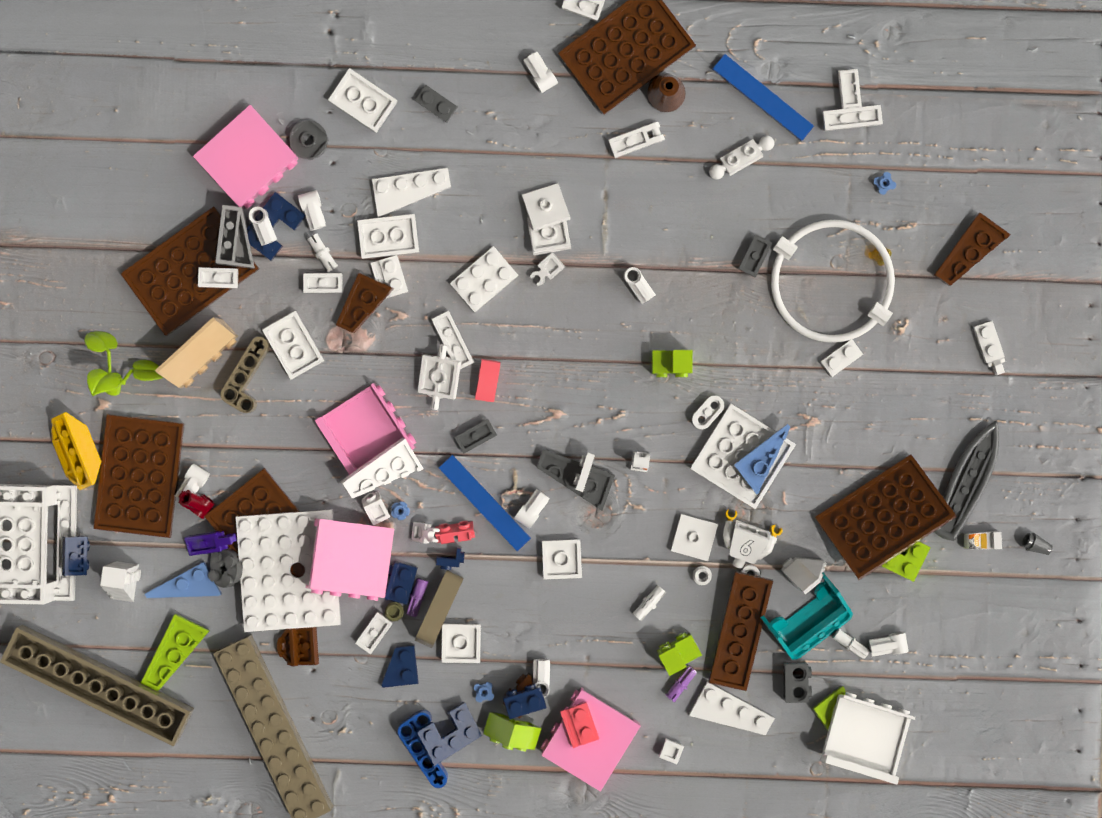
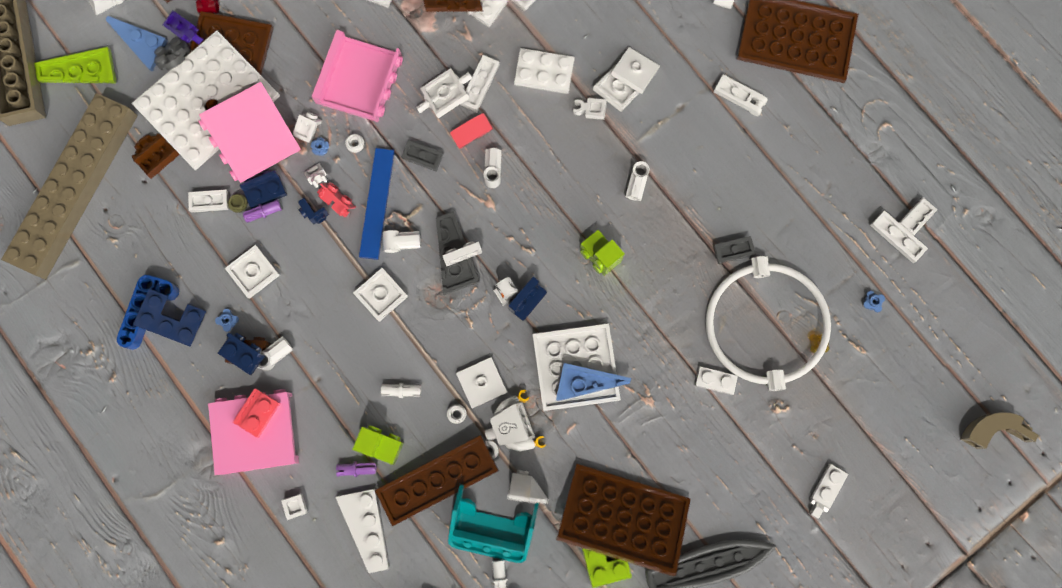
camera: 50 degrees right, 10 degrees down
(387, 466) = (345, 107): white wing -> none
(402, 668) = (197, 244): dark blue wing -> none
(415, 485) = (354, 138): none -> white plate
(439, 609) = (264, 231): dark tan beam -> none
(511, 732) = (209, 366): lime brick -> none
(530, 387) = (492, 167): none -> white piece
(660, 450) = (527, 299): none -> dark blue bracket
(663, 98) = (794, 87): reddish brown cone -> none
(707, 412) = (586, 310): white plate -> none
(741, 157) = (796, 180): white plate -> none
(763, 97) = (852, 161): blue tile -> none
(791, 682) = (429, 557): dark grey brick -> none
(975, 243) = (894, 410): reddish brown wing -> none
(1046, 182) = (983, 428): none -> dark tan arch

